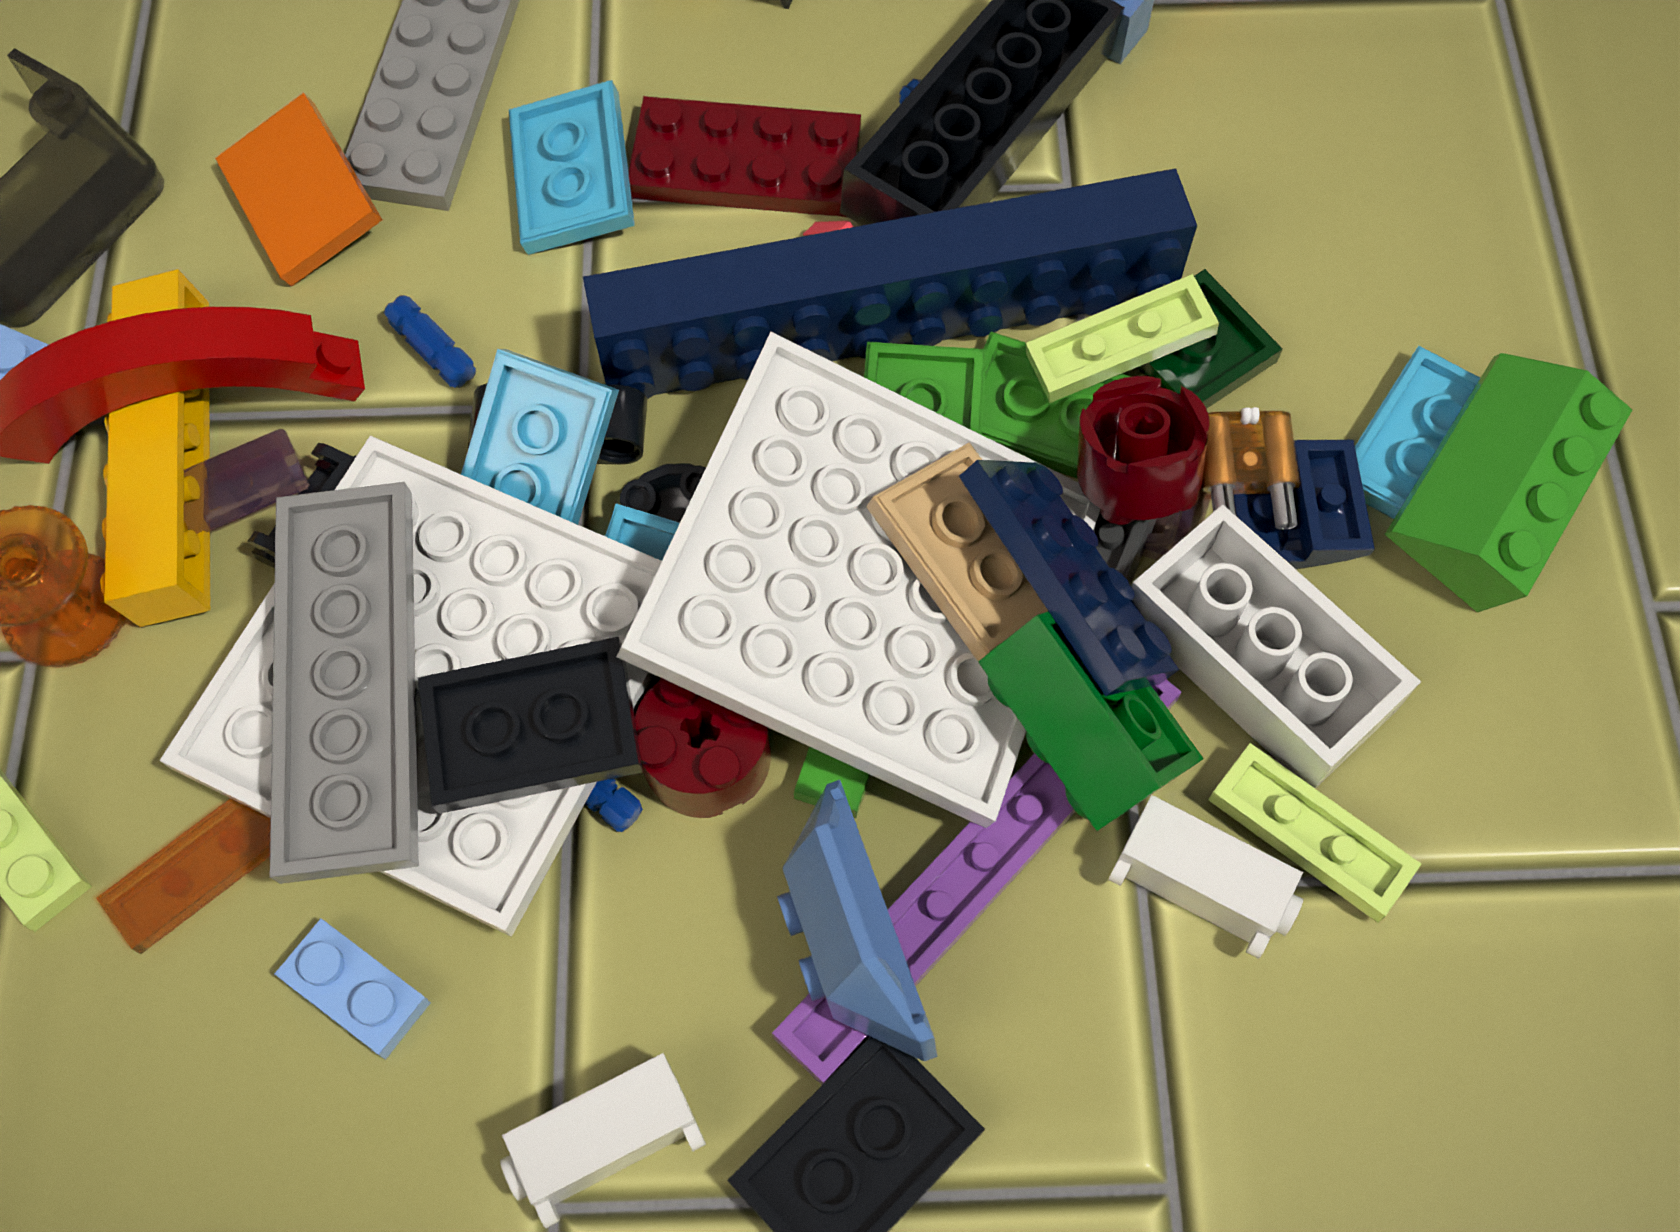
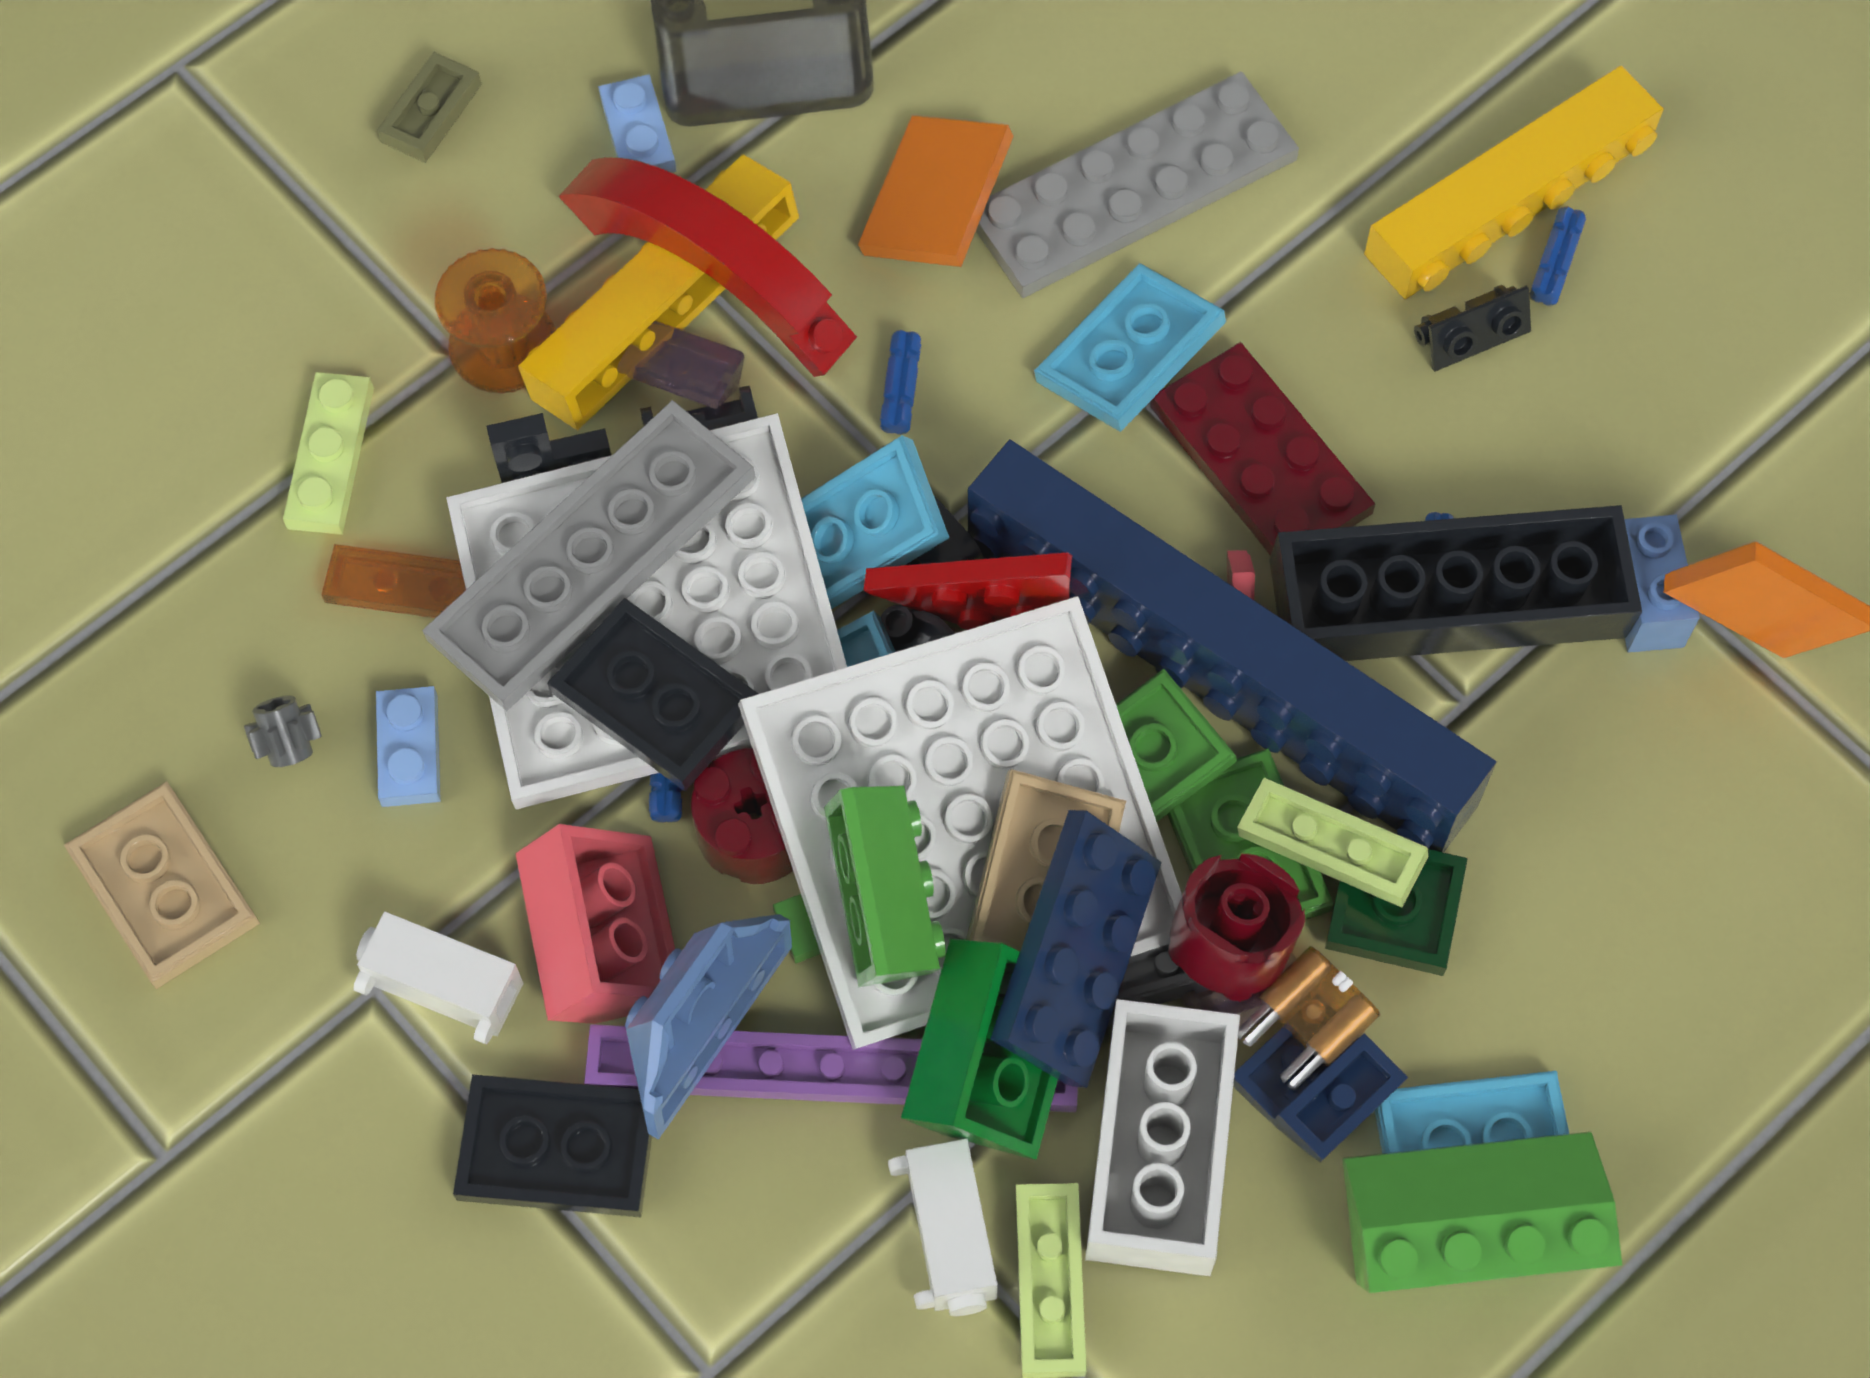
camera: 50 degrees right, 0 degrees up
(189, 652) = (524, 447): none -> black plate
(229, 1091) = (282, 731): none -> dark grey gear
(680, 953) = (594, 920): none -> coral slope
(687, 403) = (975, 590): none -> red wing
(892, 676) = (883, 884): none -> bright green slope

